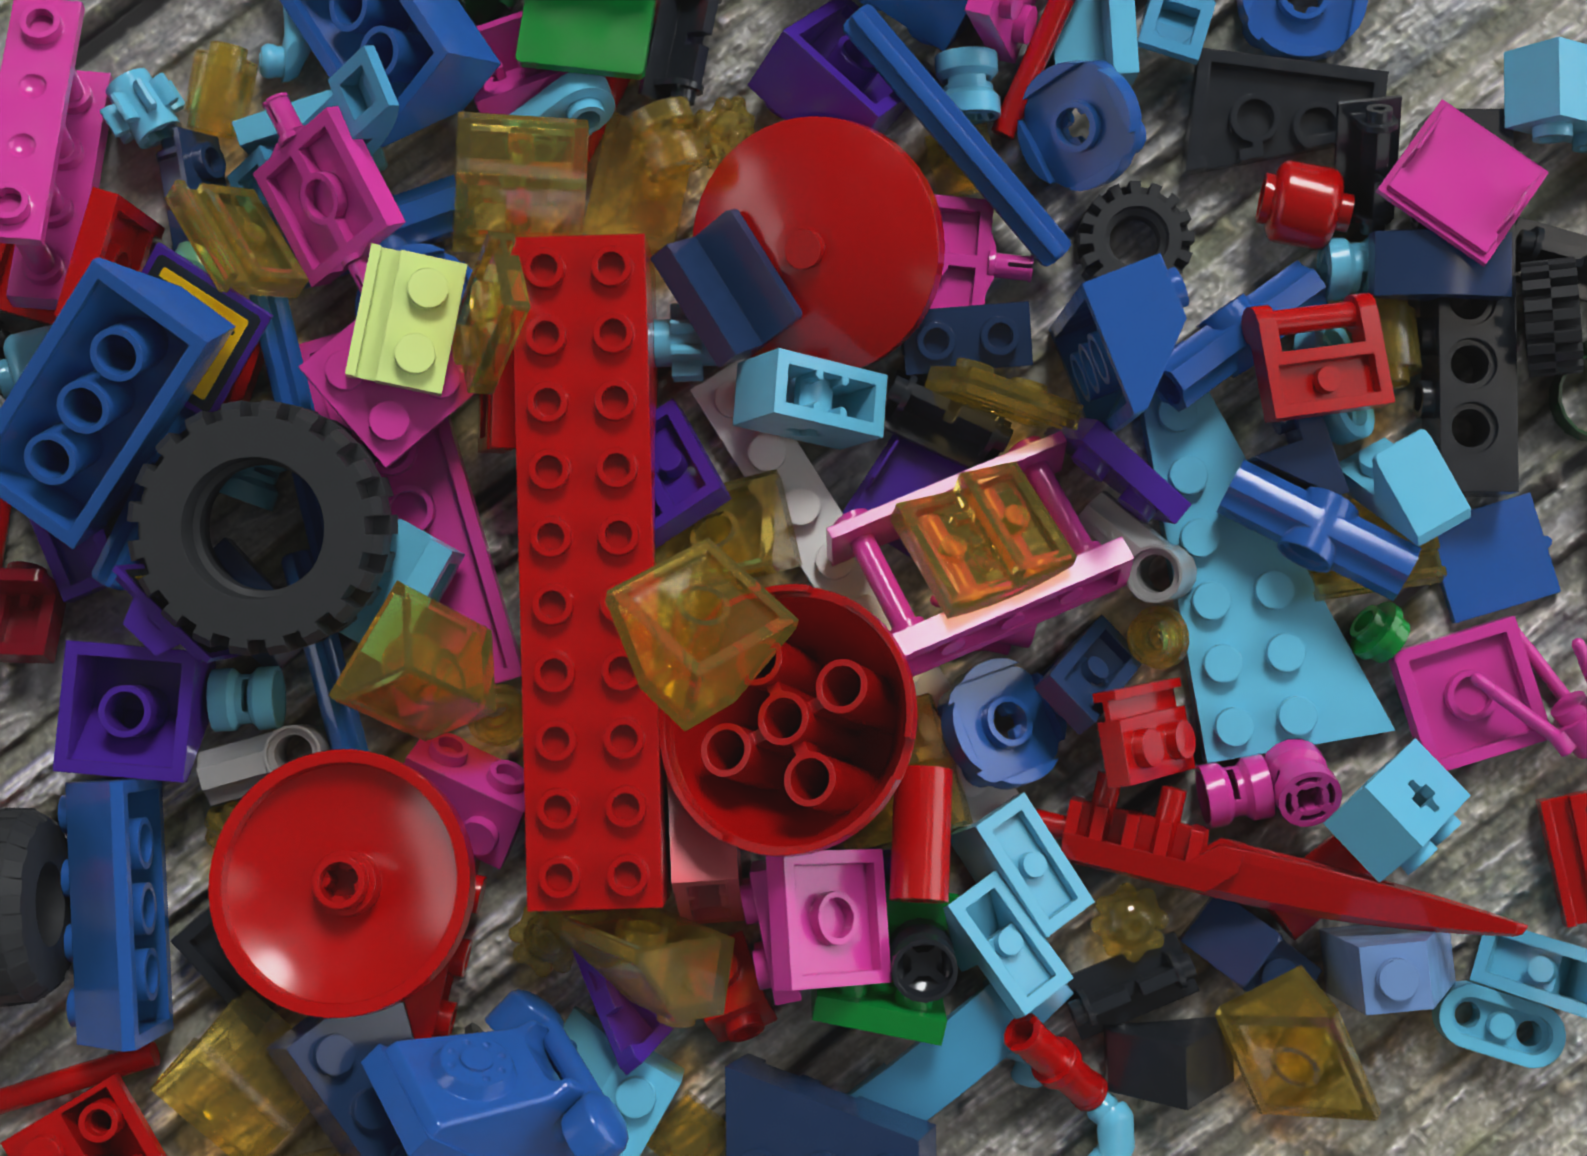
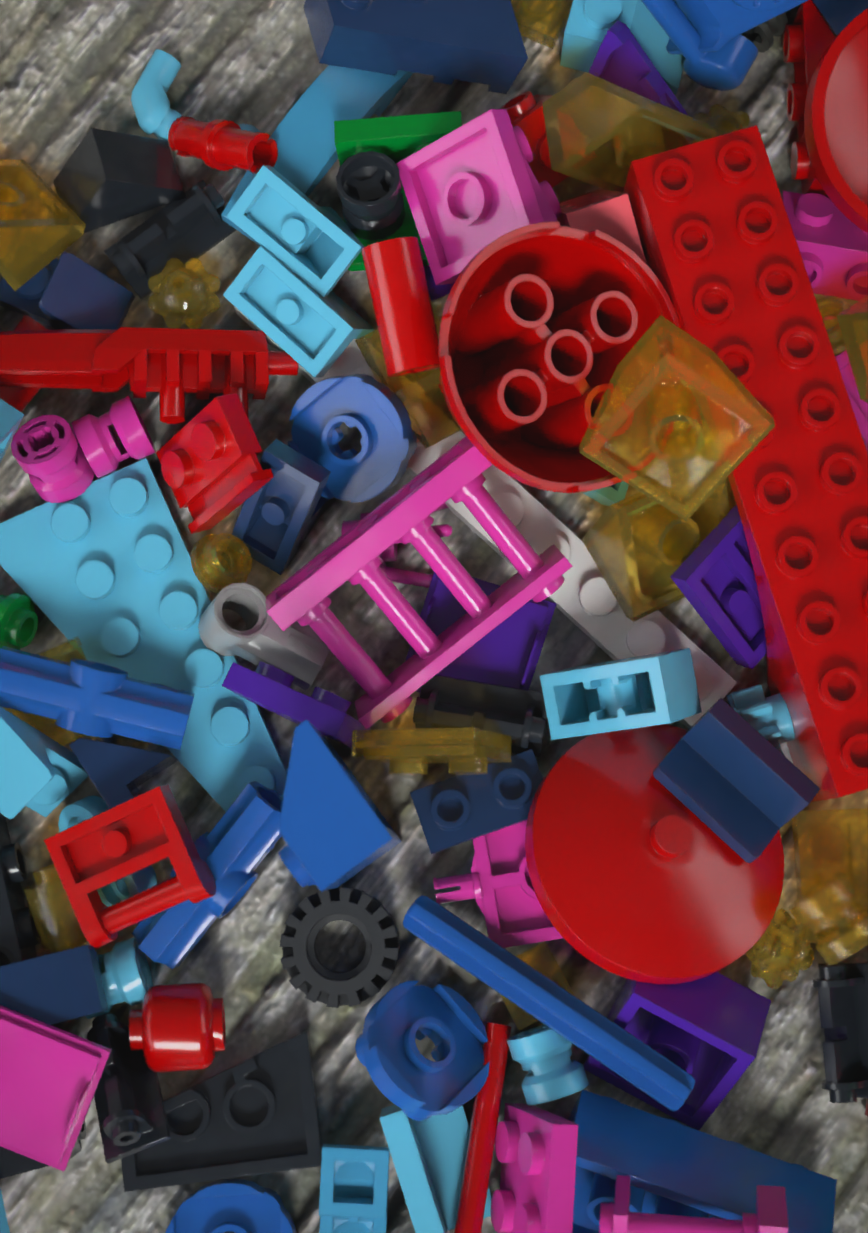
camera: 170 degrees right, 5 degrees down
(982, 539) = (418, 591): clear yellow slope -> none

